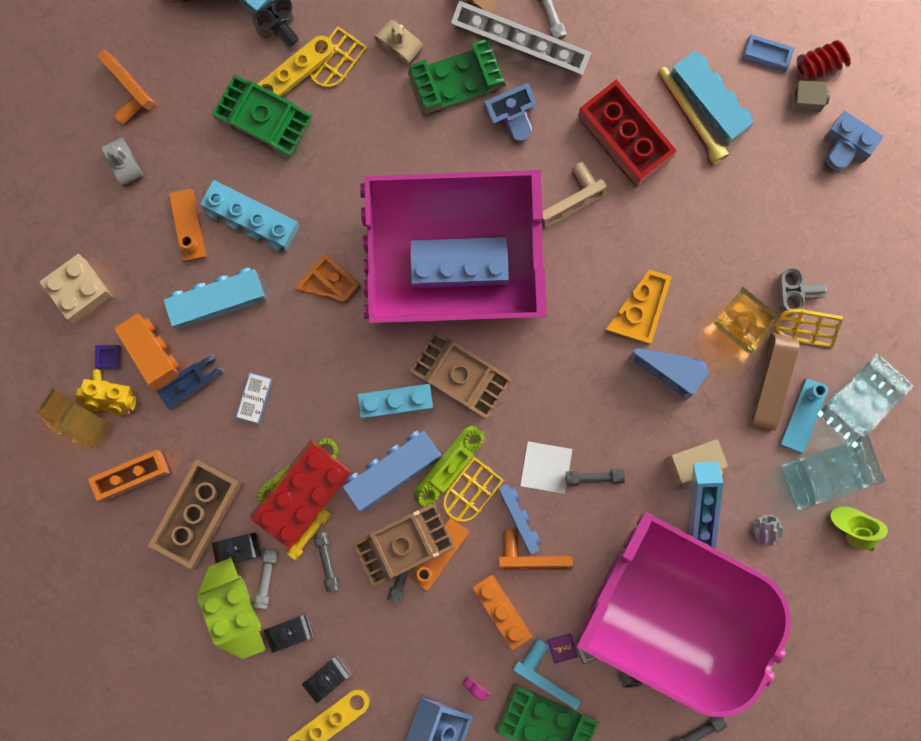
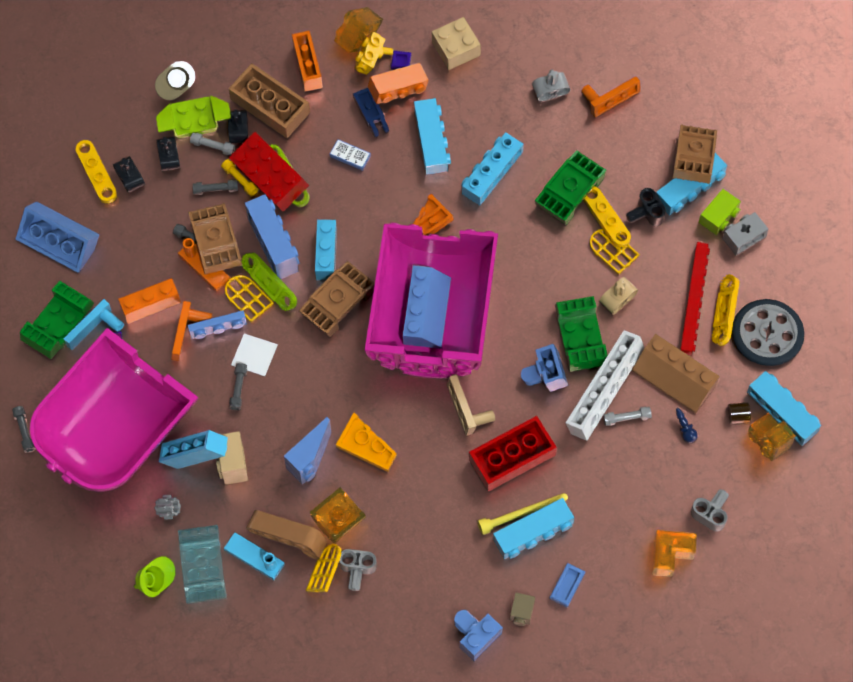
camera: 100 degrees right, 15 degrees down
(184, 646) = (174, 80): none -> dark tan piece
(188, 225) = (492, 126): orange piece -> none
(476, 688) = (96, 275): dark pink tile -> none
(822, 59) = (549, 623): red piece -> none
(866, 400) = (254, 599): clear light blue plate -> none

